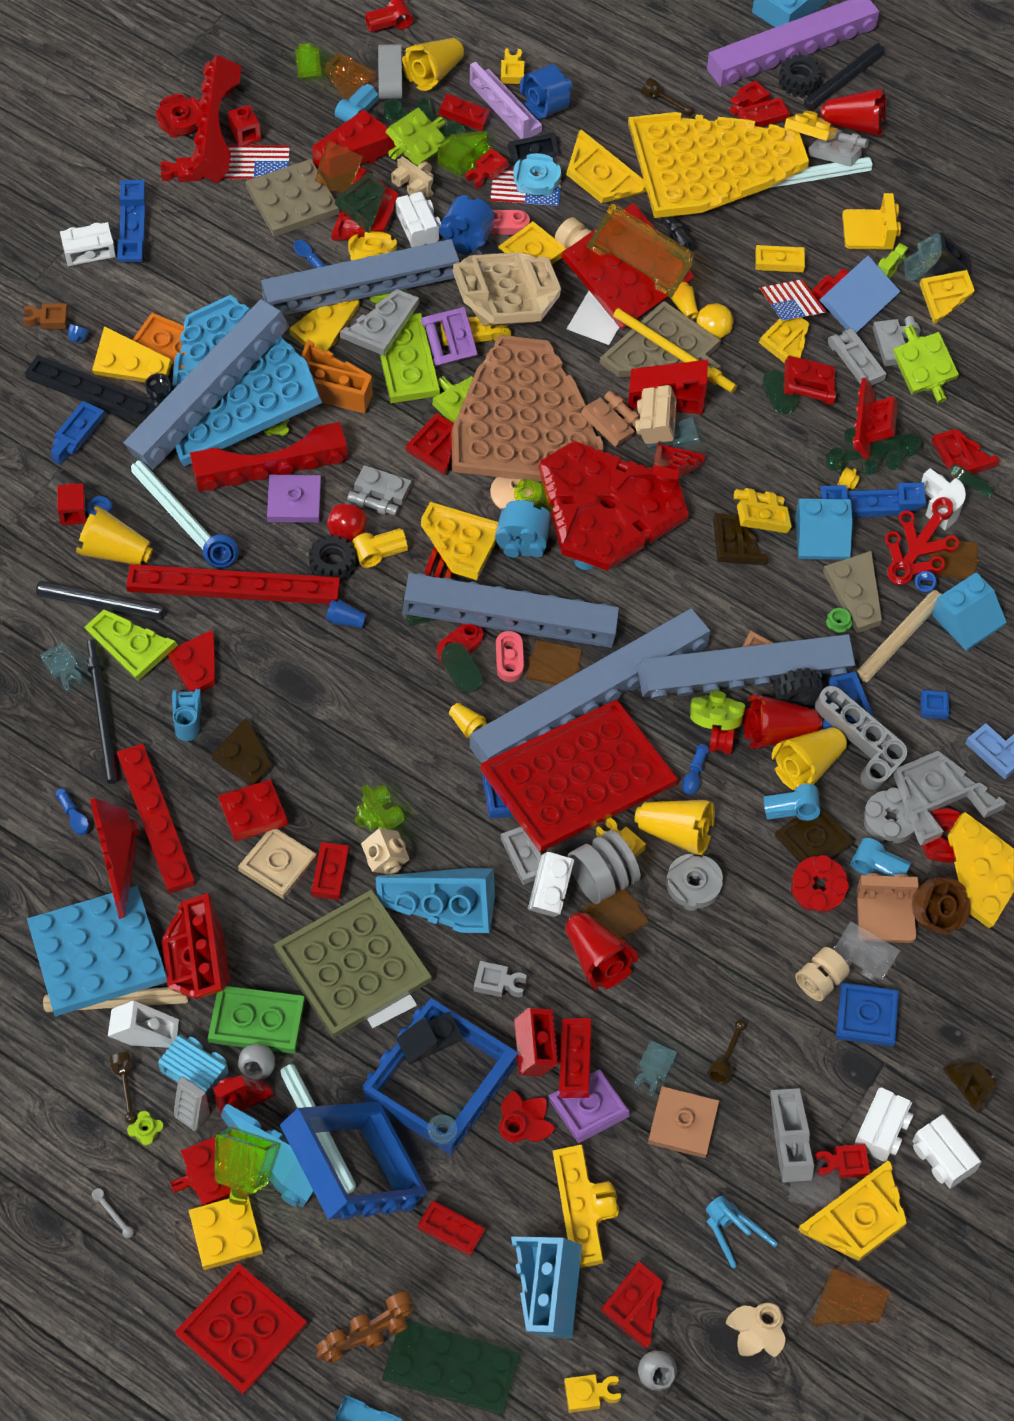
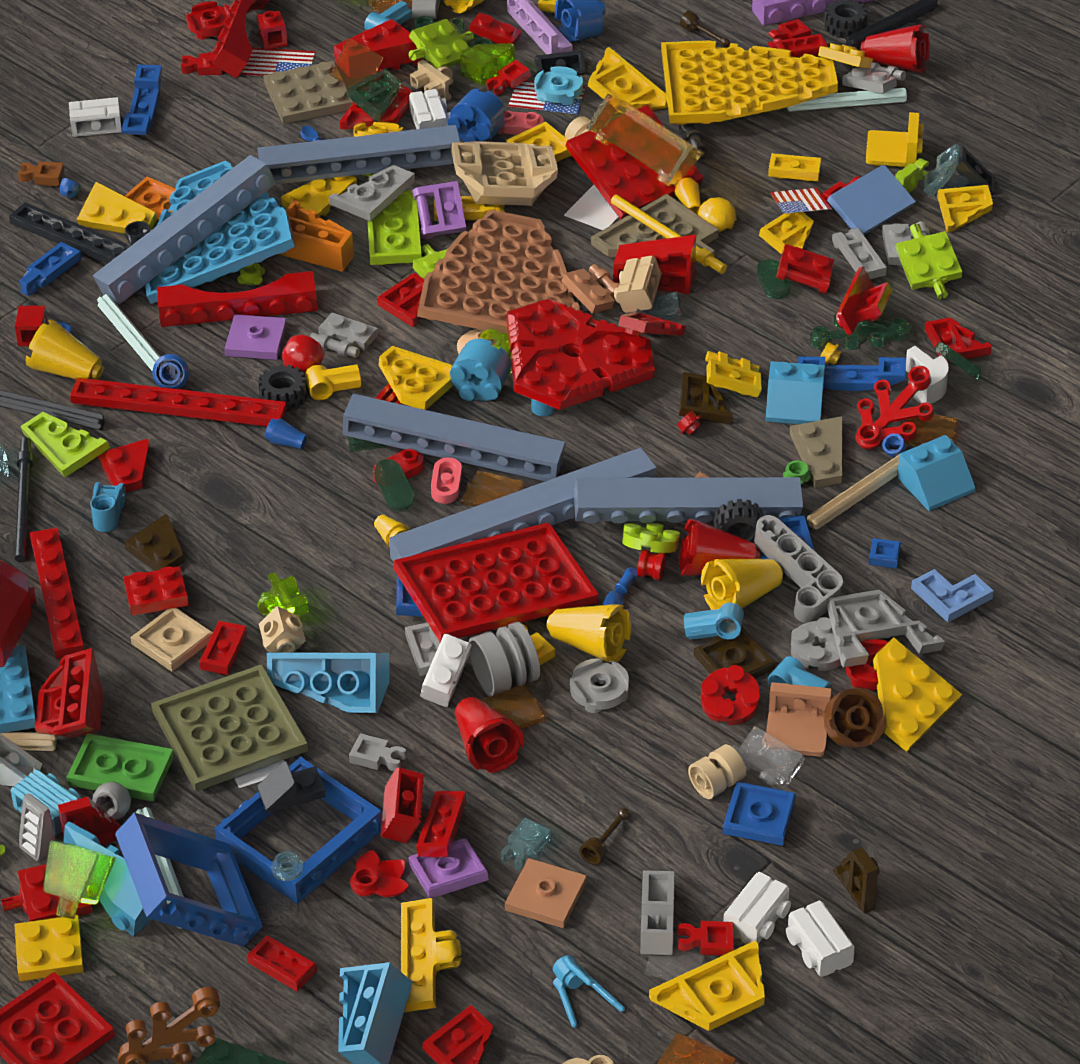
camera: 10 degrees right, 15 degrees down
(729, 570) = (689, 423): none -> red plate

